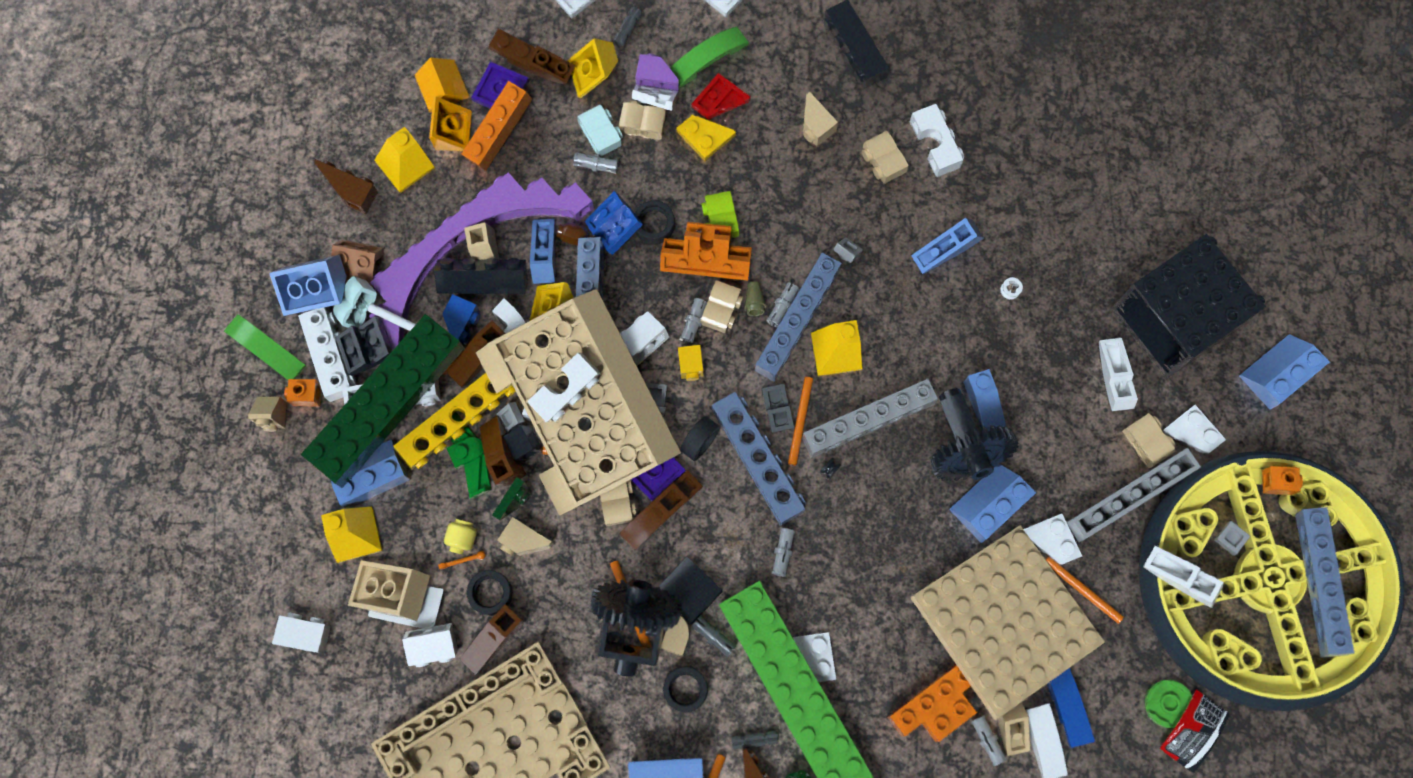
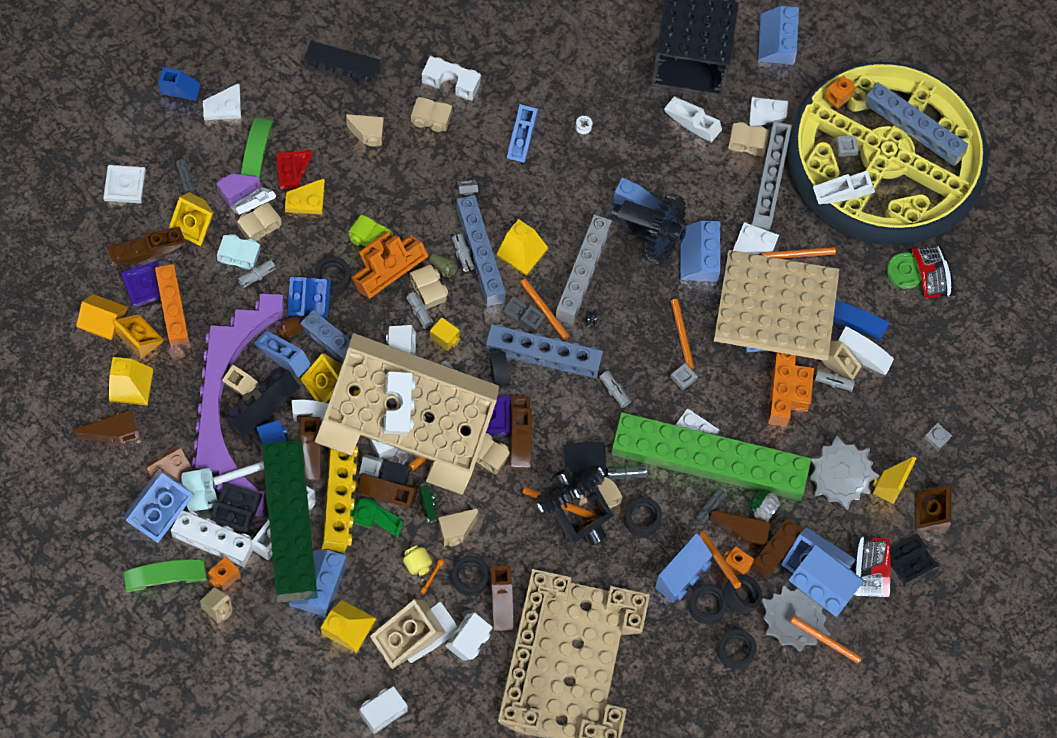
camera: 55 degrees left, 10 degrees down
(855, 601) = (683, 376): none -> light grey plate
(896, 561) = (682, 333): none -> orange bar

